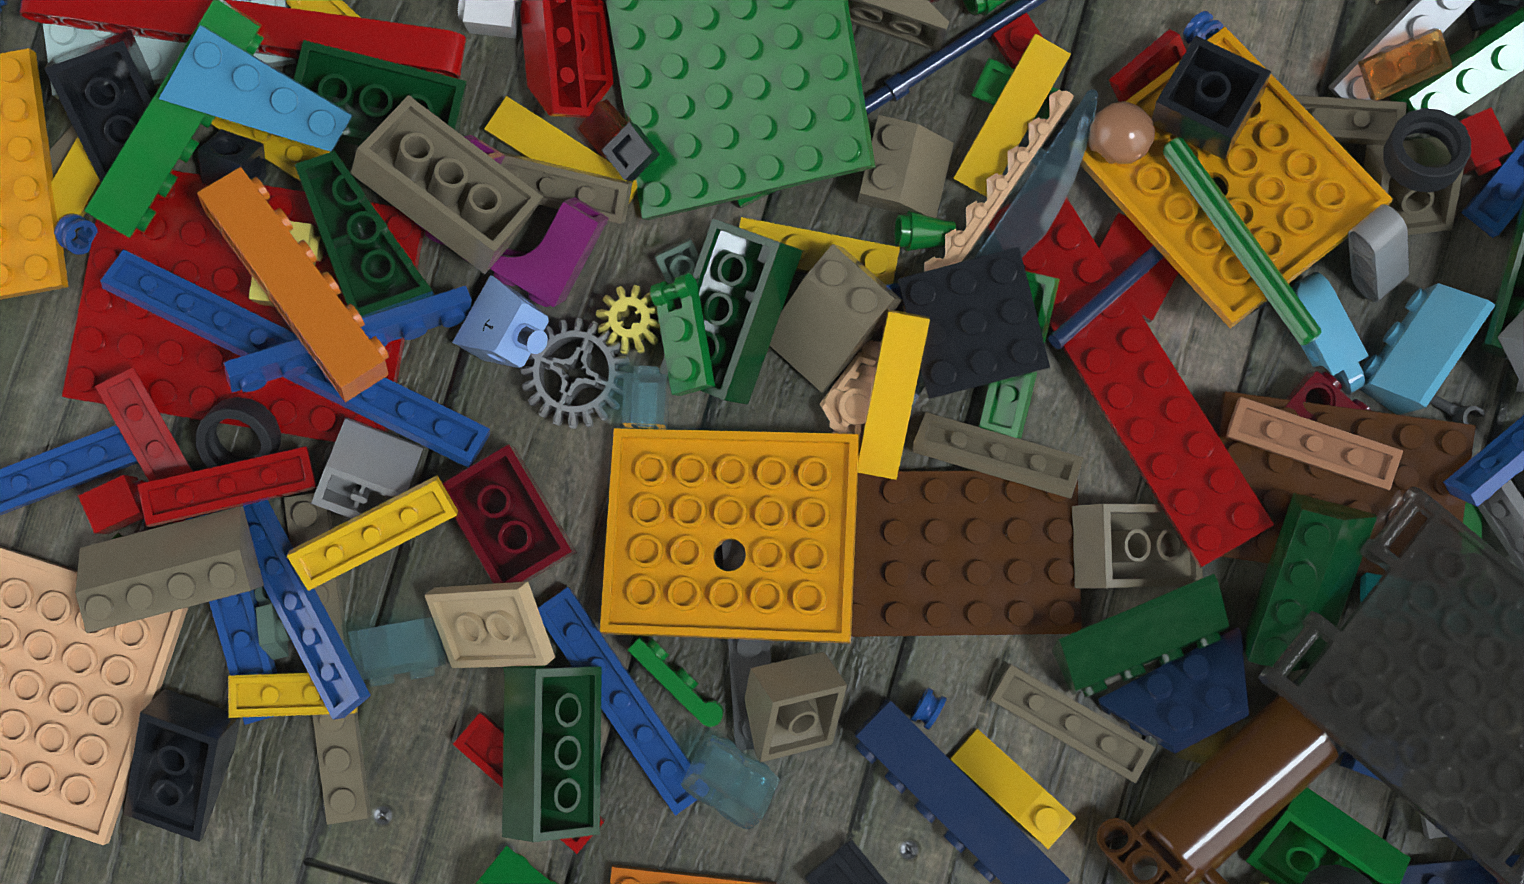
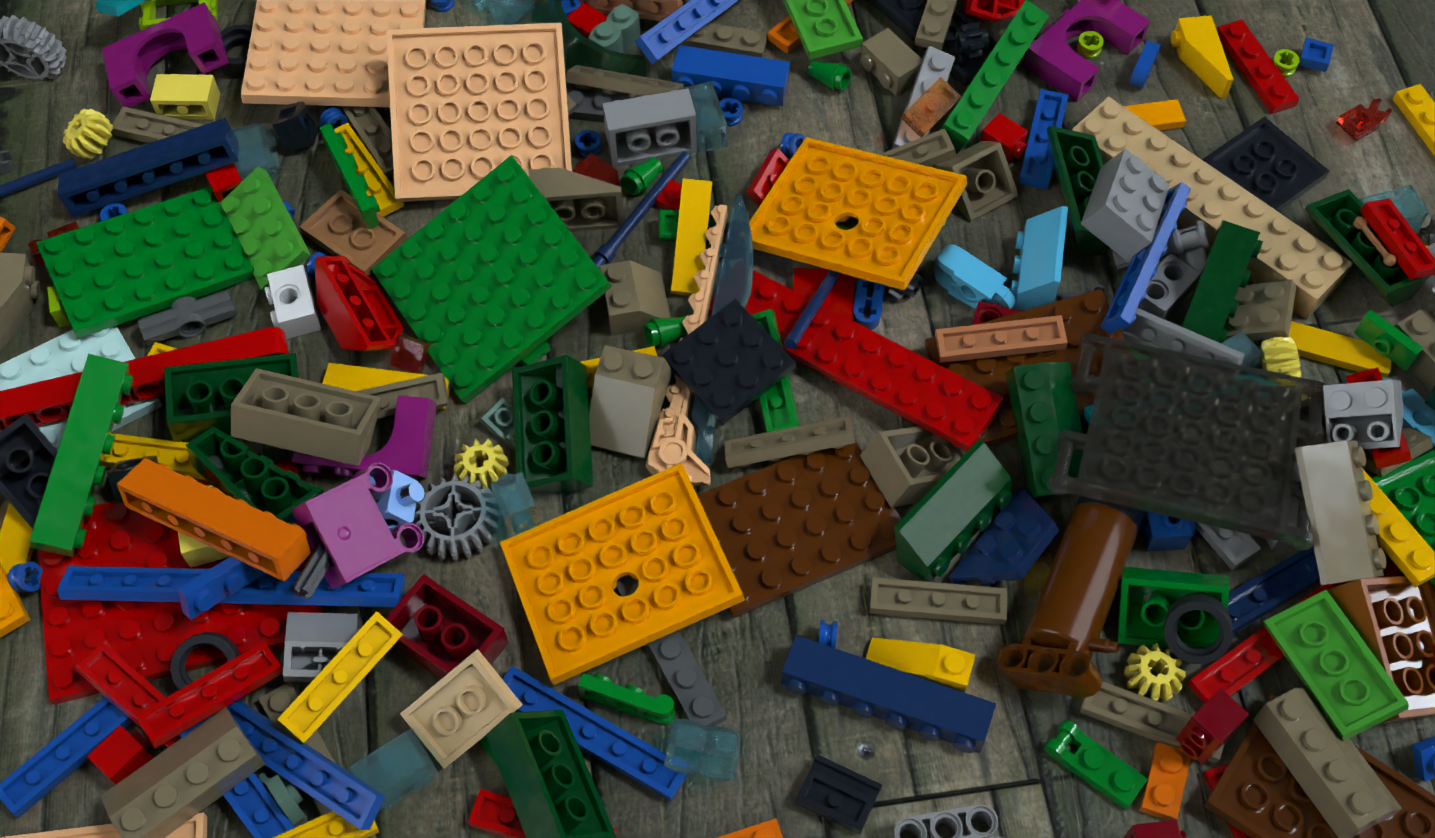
camera: 25 degrees left, 25 degrees down
(245, 90) = (120, 405): dark azure wing -> none
(442, 364) = (350, 532): none -> magenta piece
(630, 152) = (434, 354): black plate -> none
(683, 335) = (524, 452): green plate -> none
(793, 705) = (725, 672): dark tan slope -> none
(892, 394) = (694, 427): yellow tile -> none
(1121, 133) = (769, 212): nougat hair -> none
(1189, 315) = (862, 302): none -> blue beam
(1210, 97) = (816, 166): black brick -> none
(1242, 241) = (884, 235): green axle -> none
(1379, 253) = (977, 214): light grey beam -> none
(1439, 125) = (971, 155): black tyre -> none

